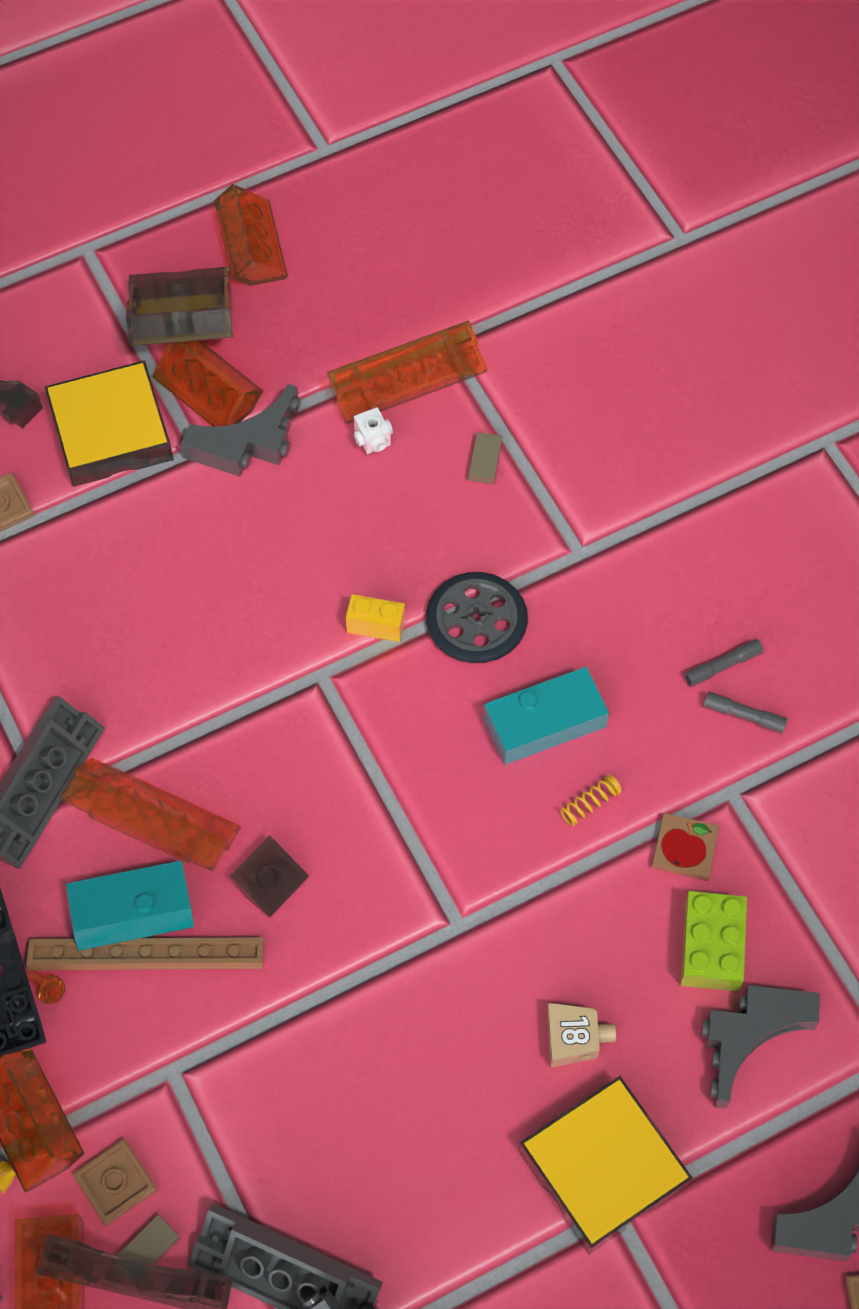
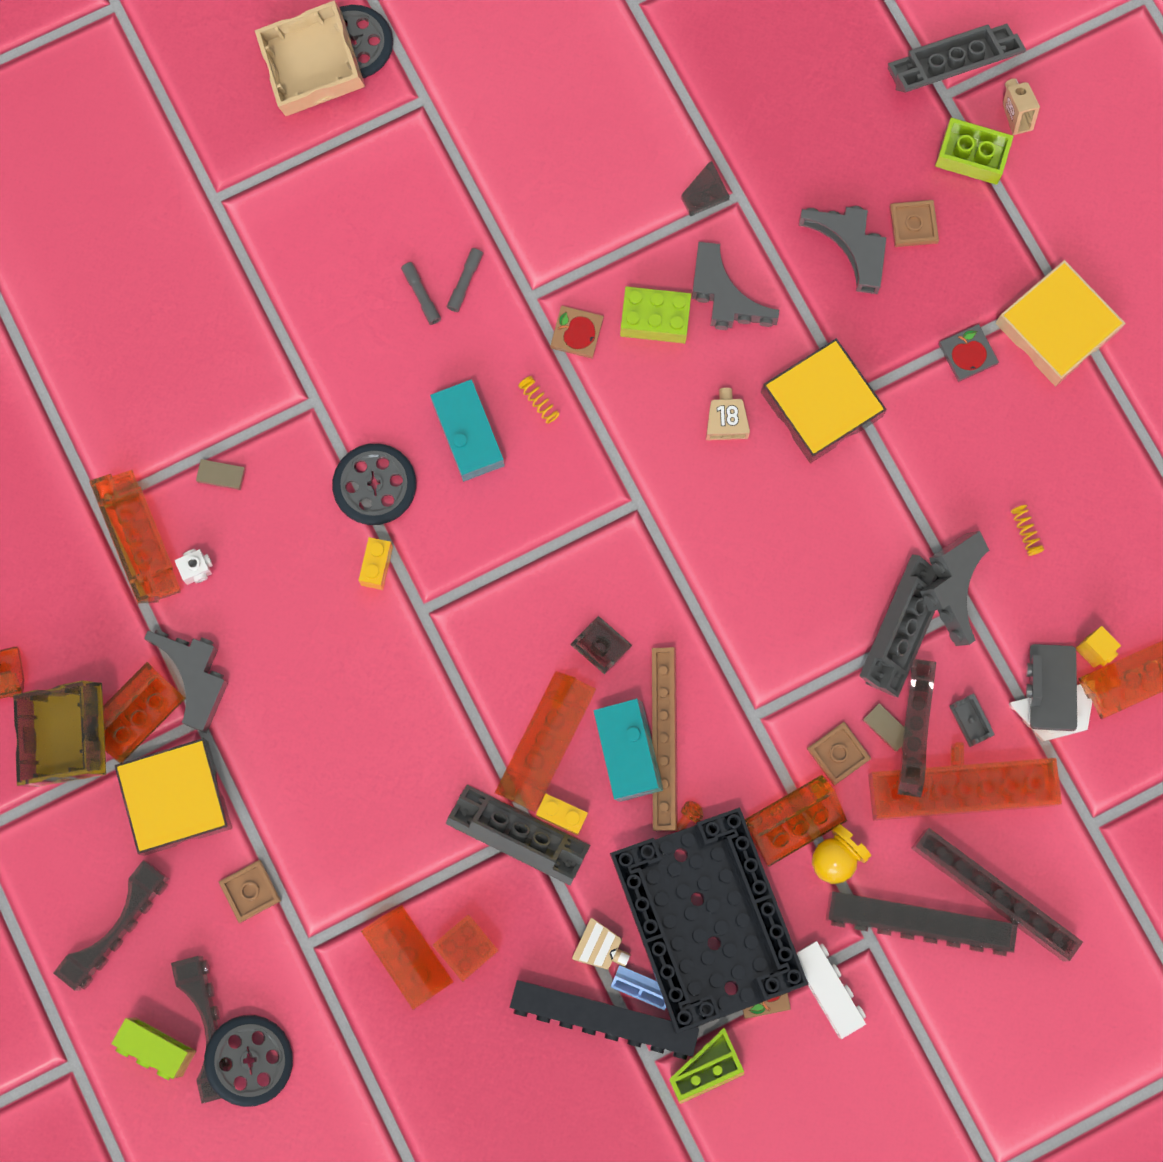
camera: 90 degrees left, 15 degrees up
(57, 830) = (561, 814): none -> yellow brick

